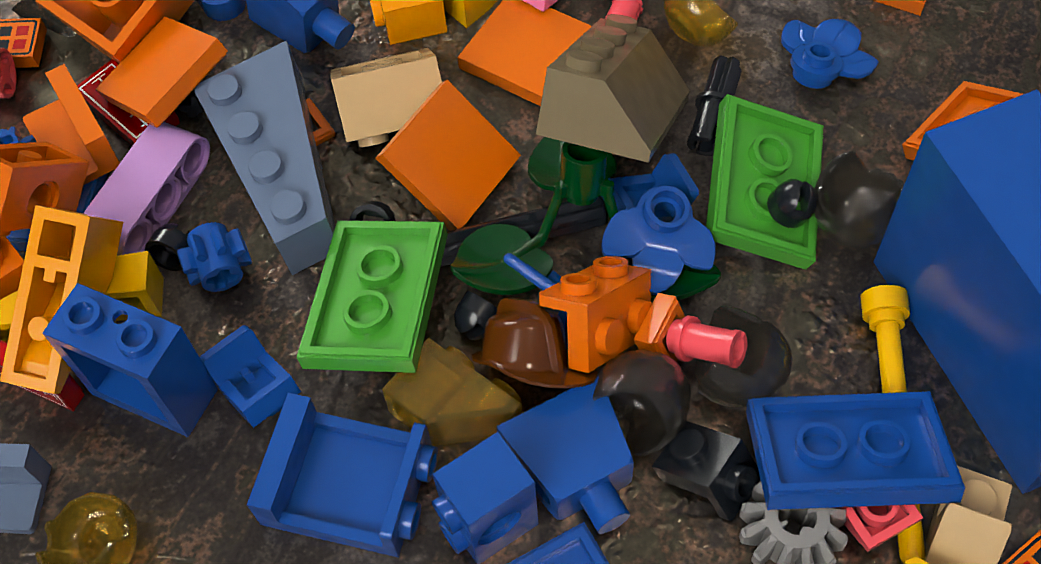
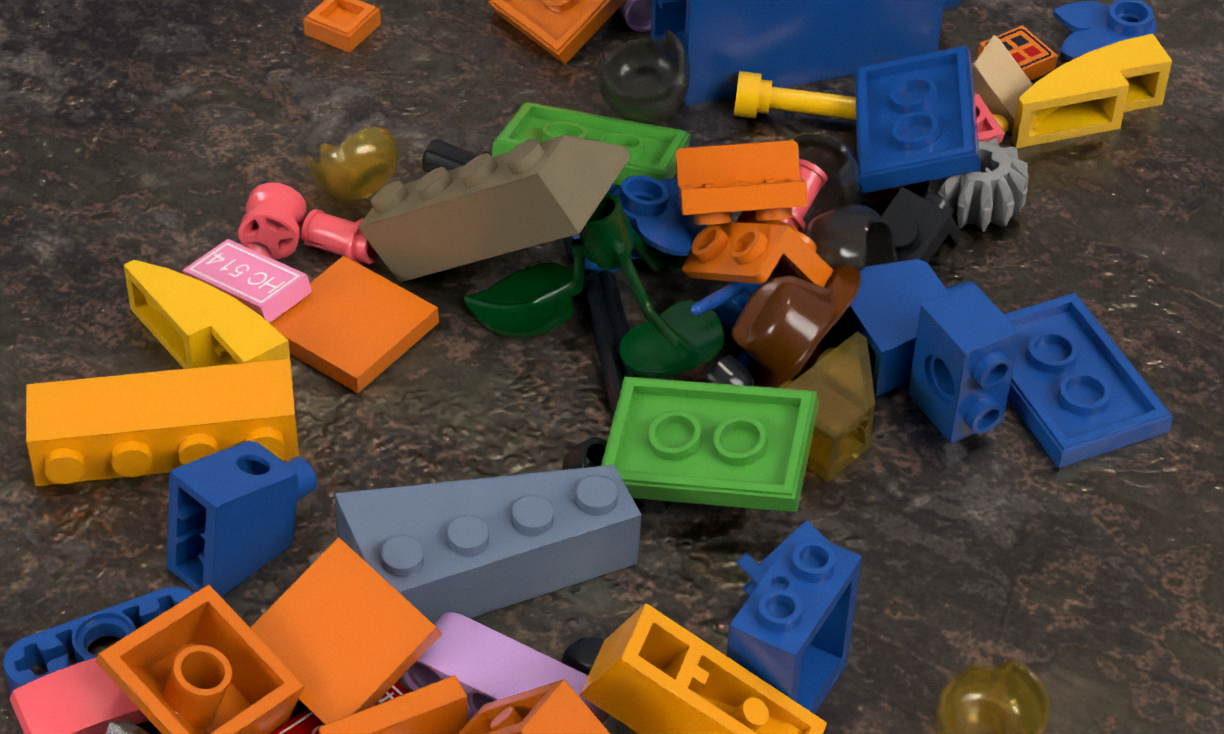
camera: 90 degrees left, 15 degrees down
(214, 257) = (620, 597): blue gear -> none
(342, 478) = (917, 499): blue panel -> none
(383, 93) = (401, 428): tan slope -> none
(448, 156) = (521, 379): orange tile -> none
(672, 276) = (740, 178): none -> orange bracket
(784, 200) = (635, 120): black hinge -> none
(826, 52) = (416, 87): blue plate -> none

